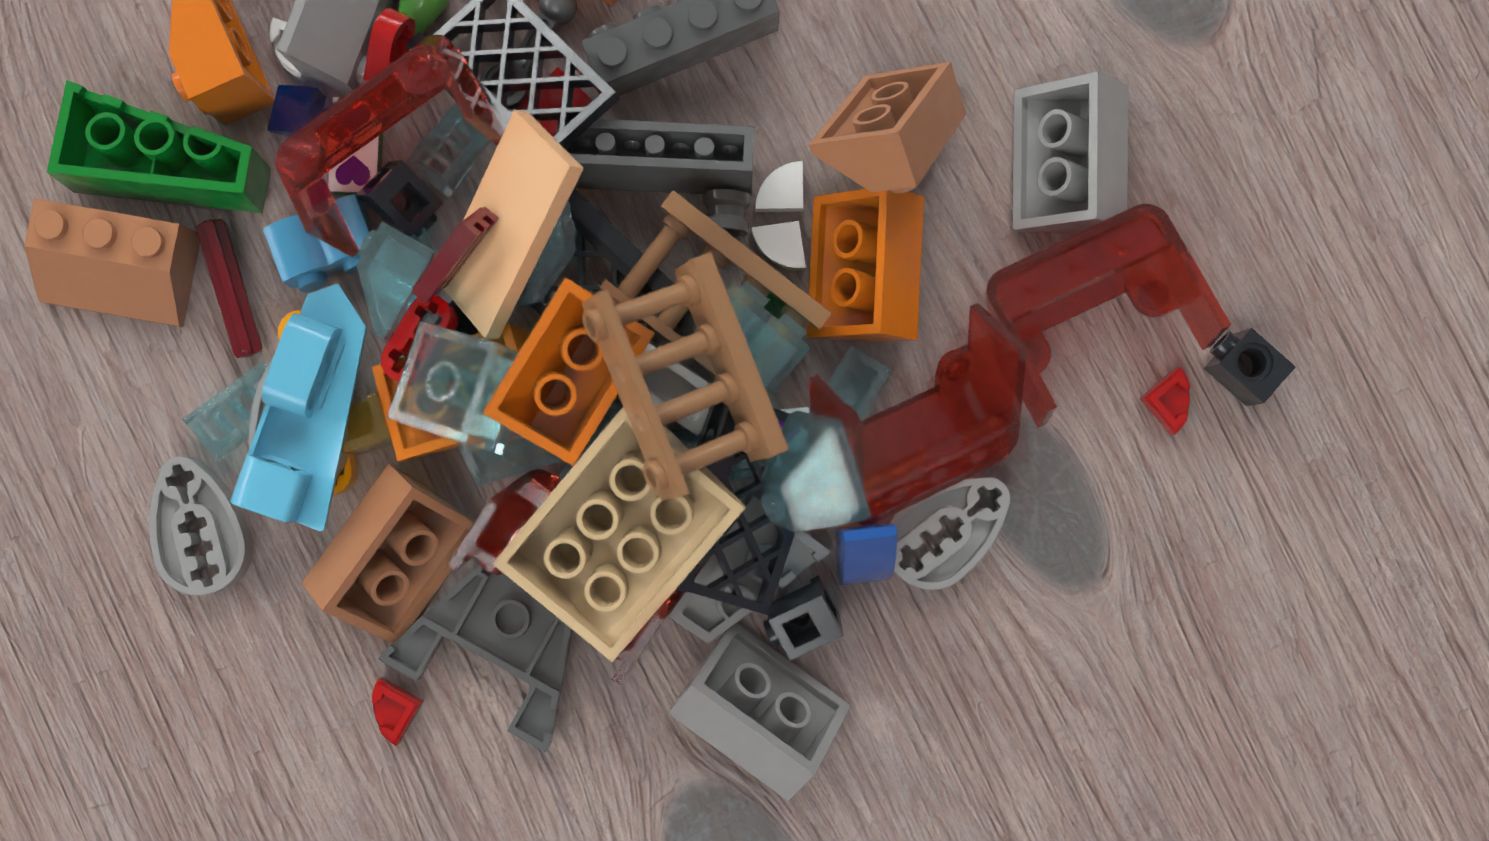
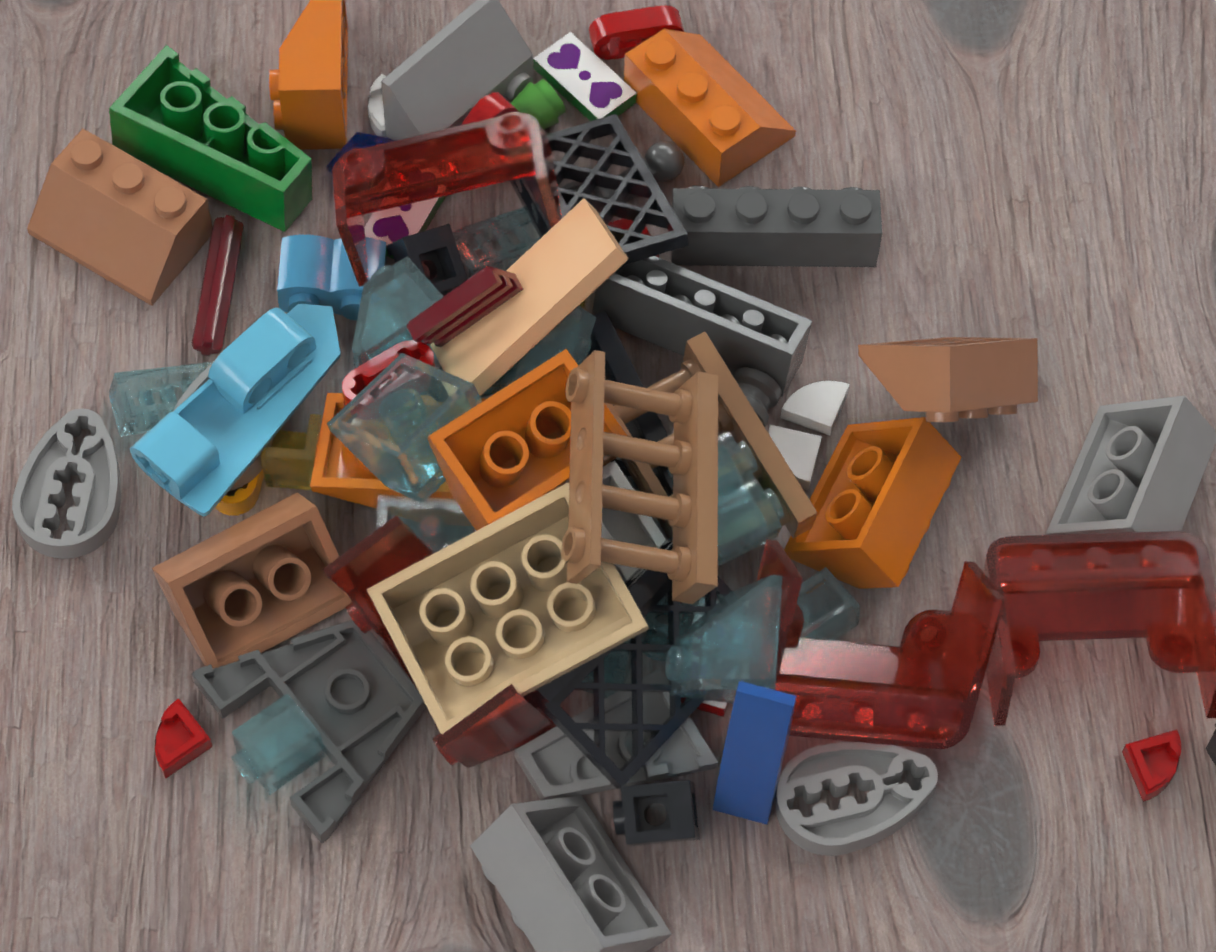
camera: 25 degrees right, 25 degrees down
(473, 692) = (276, 745): none -> clear light blue brick

